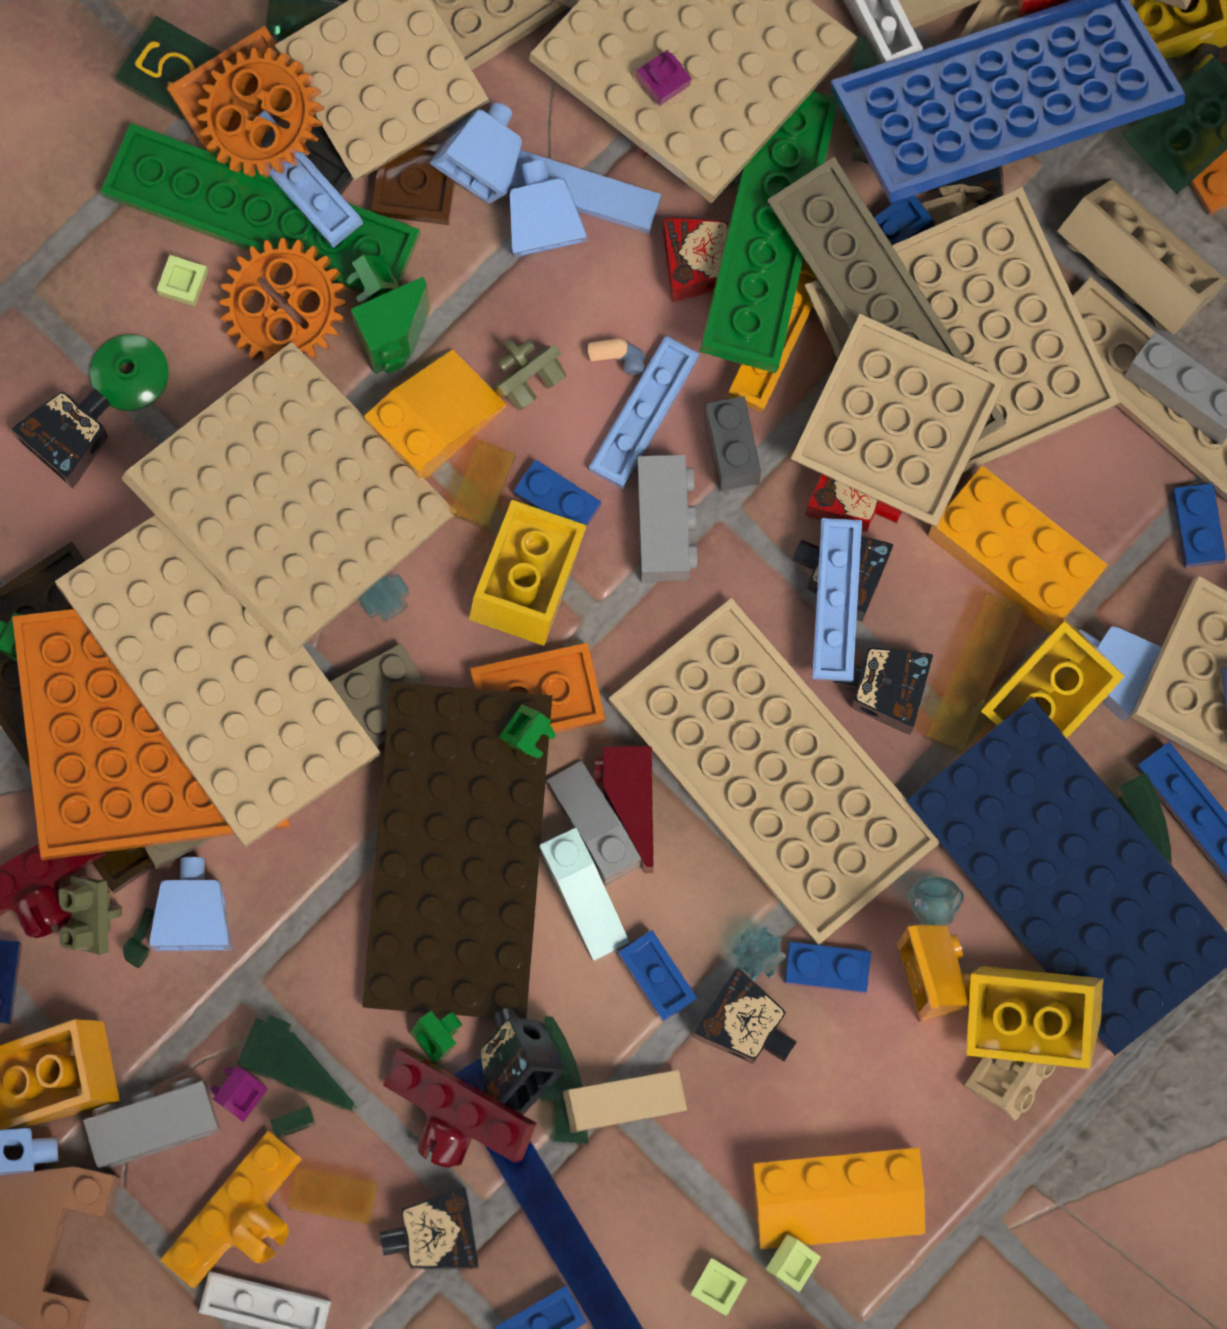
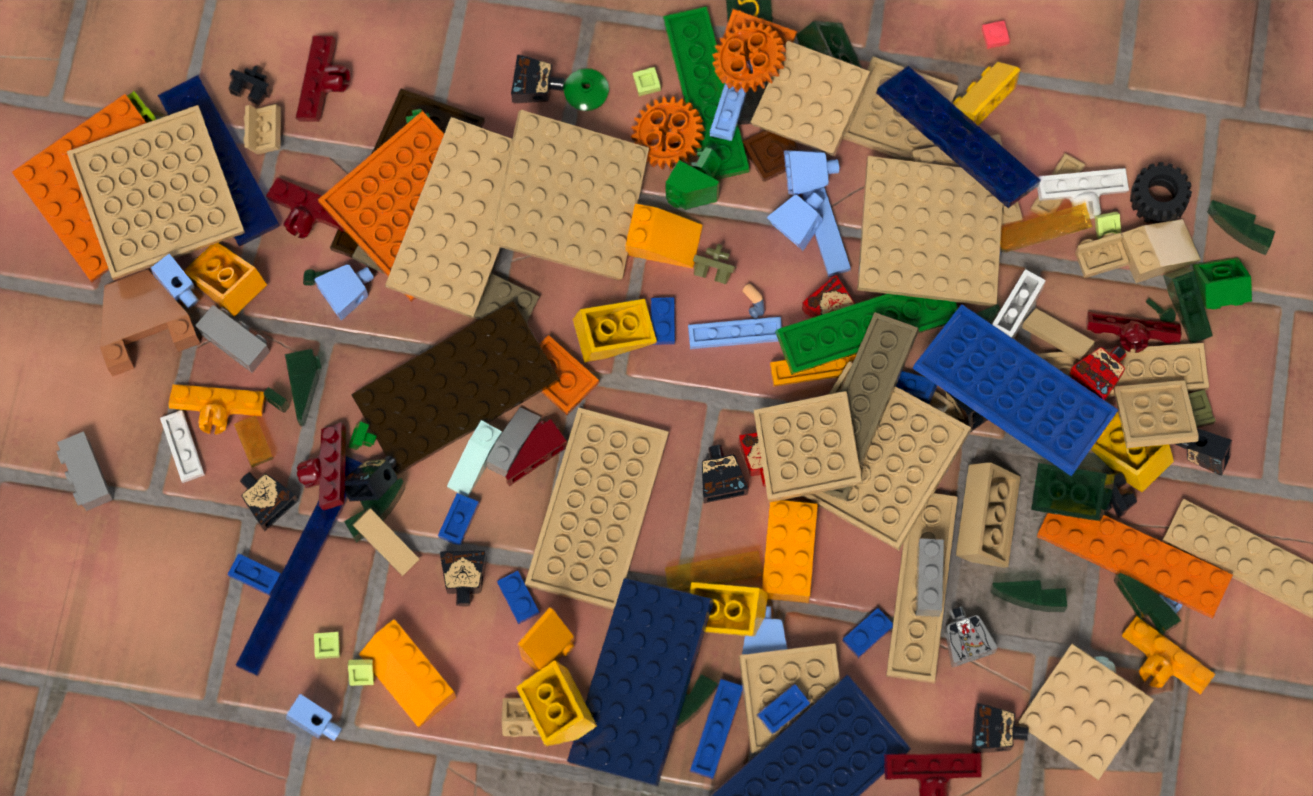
camera: 60 degrees right, 5 degrees down
(91, 914) = (313, 245): olive hips -> none
(239, 1092) = (273, 367): magenta tile -> none
(386, 597) = (556, 274): clear light blue gear -> none
(482, 484) = (644, 282): clear yellow plate -> none
(526, 729) = (530, 374): green tile -> none
(663, 77) = (900, 223): magenta tile -> none
(665, 518) = (686, 375): light grey brick -> none
(732, 443) = (746, 381): dark grey brick -> none
(759, 953) = (499, 552): clear light blue gear -> none
(837, 600) = (699, 479): light blue tile -> none
(890, 686) = (677, 534): torso -> none
(935, 900) = (584, 624): clear light blue cone -> none

